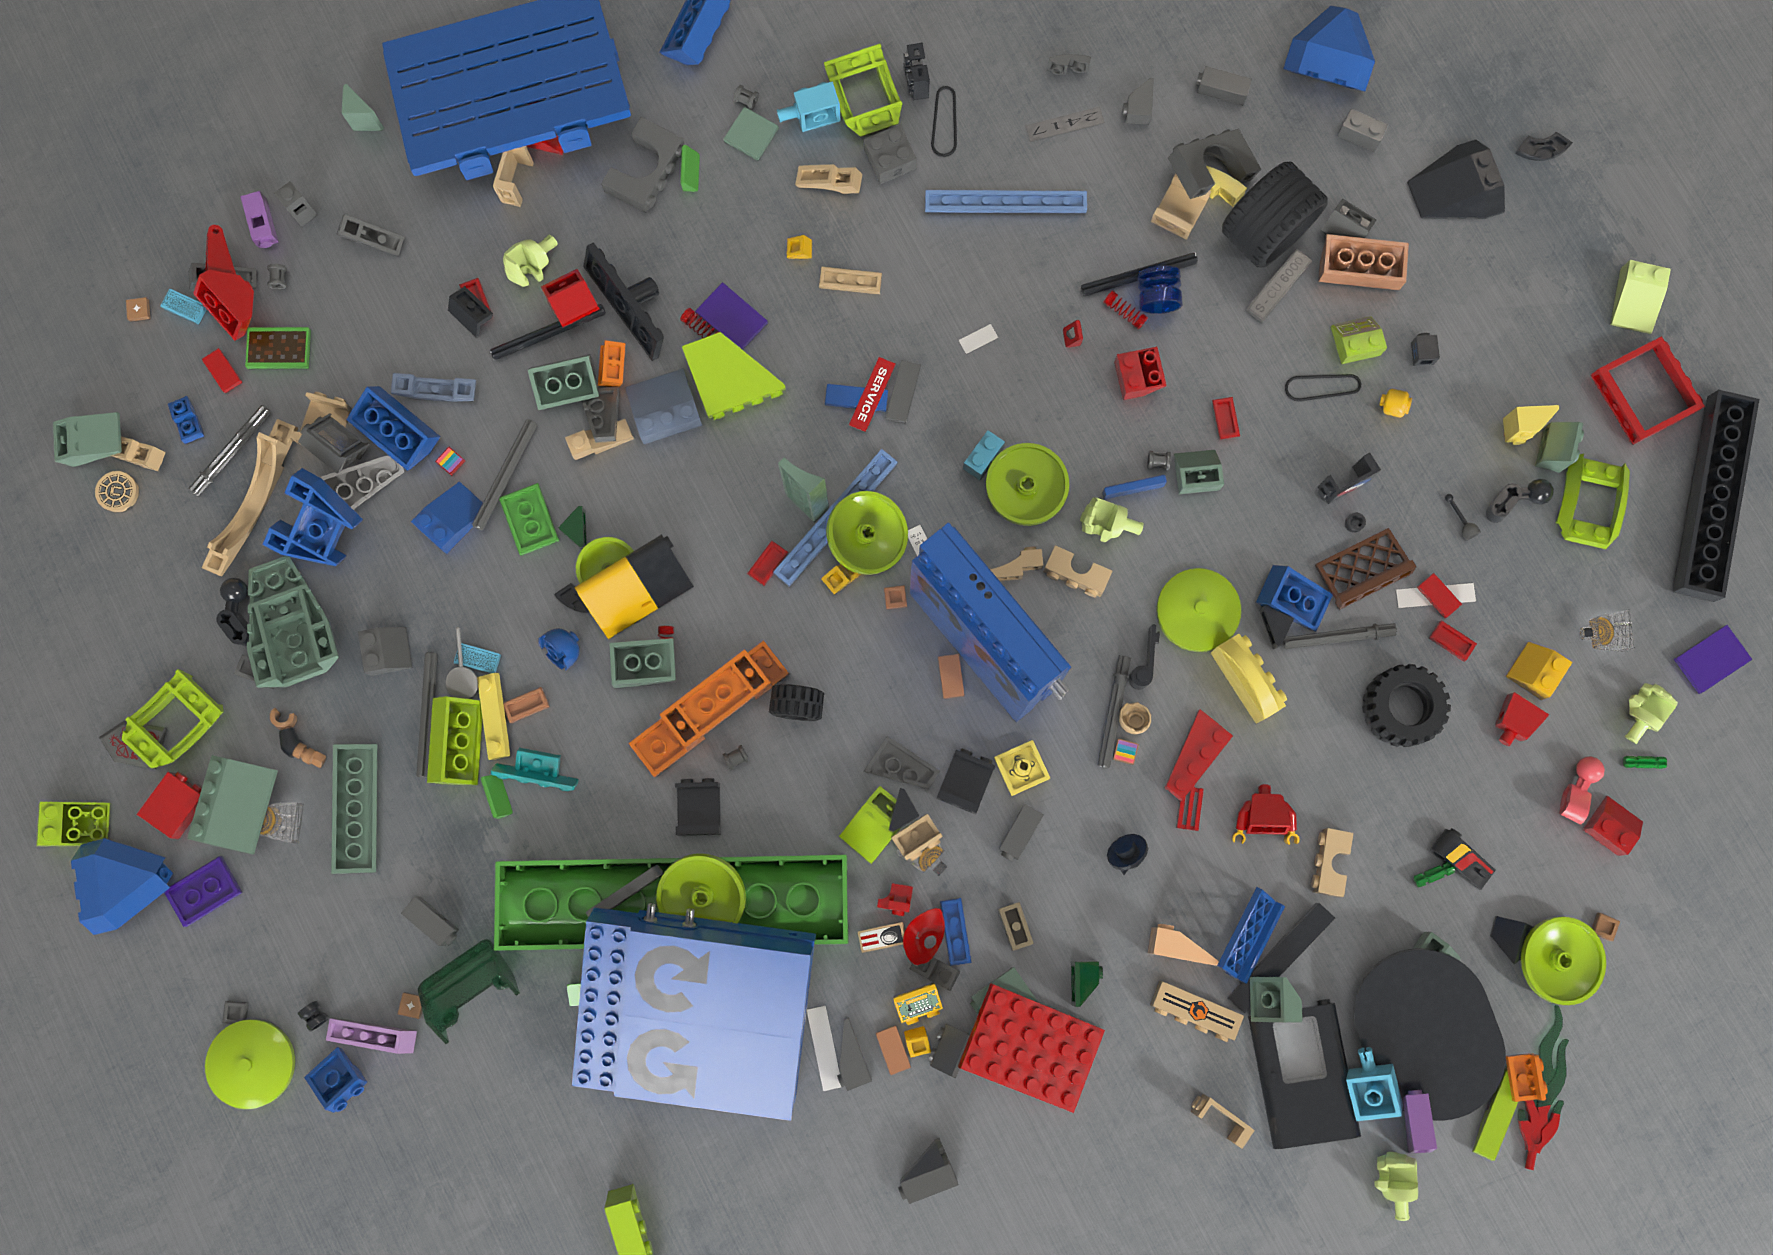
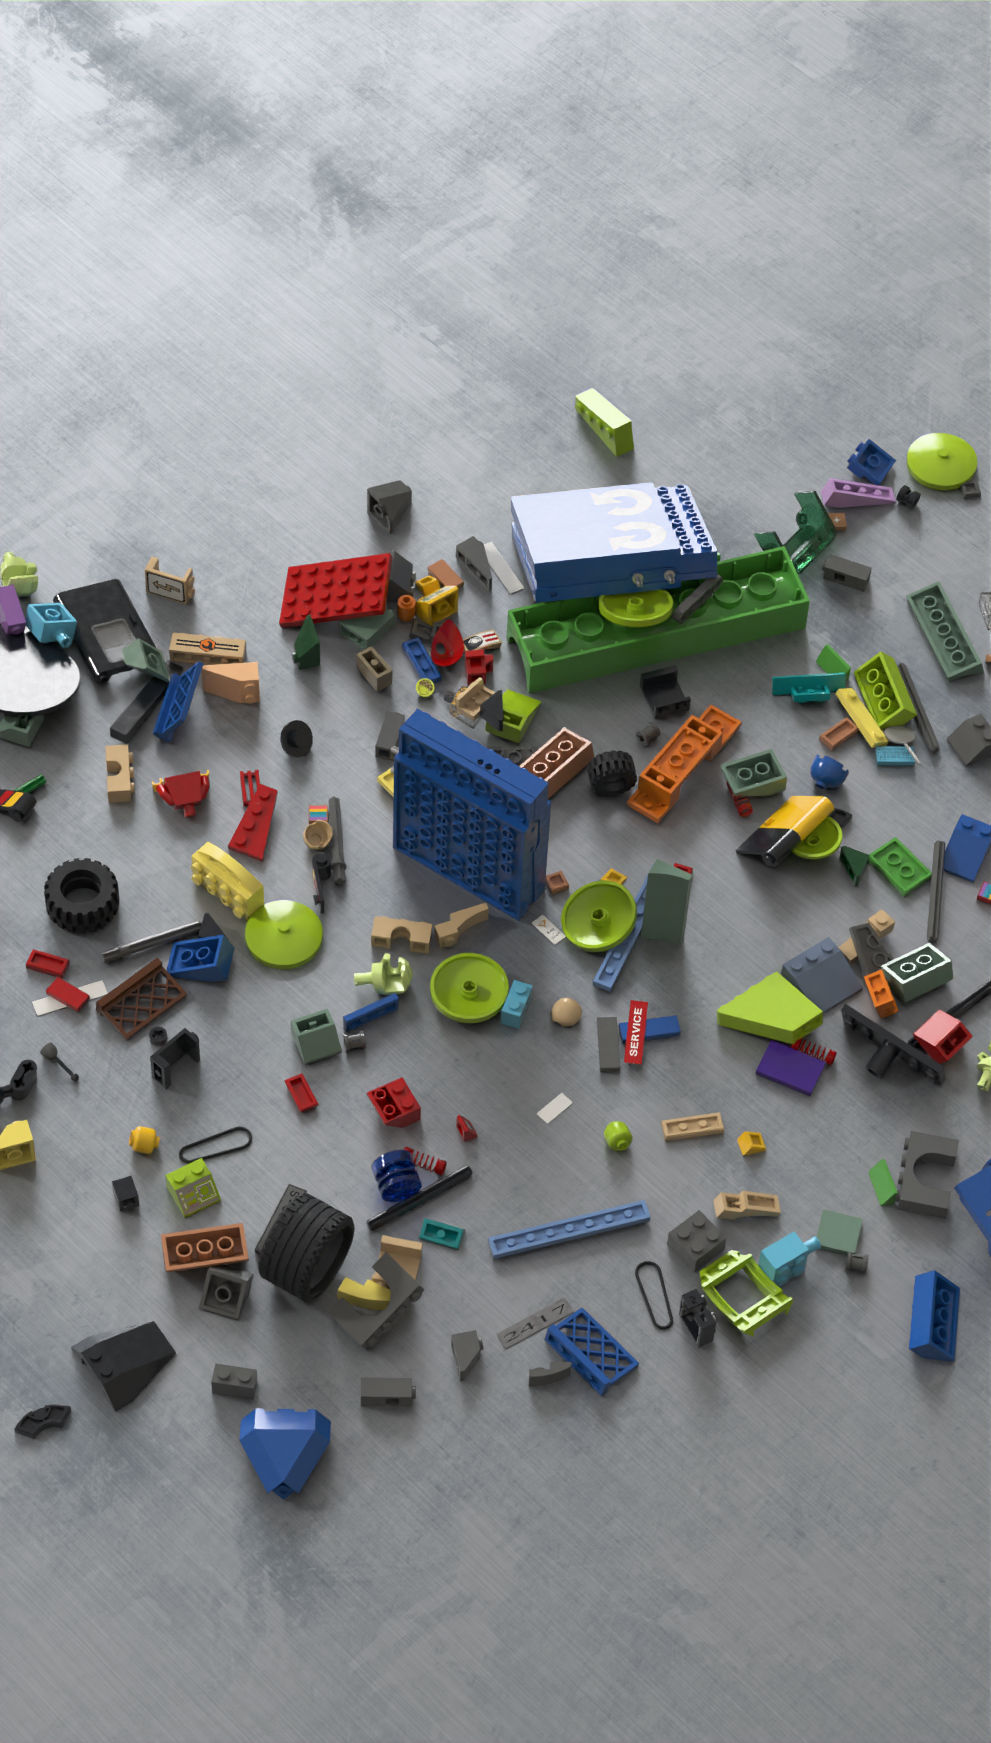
camera: 160 degrees right, 25 degrees down
(853, 740) = (560, 759): none -> nougat slope
(928, 283) = (618, 1136): none -> lime head
(934, 438) = (566, 1012): none -> tan hair
(947, 1005) = (406, 607): none -> orange brick
(963, 889) = (425, 687): none -> neon yellow tile
(1039, 75) = (579, 1358): none -> blue fence
(1126, 235) = (441, 1233): none -> teal slope

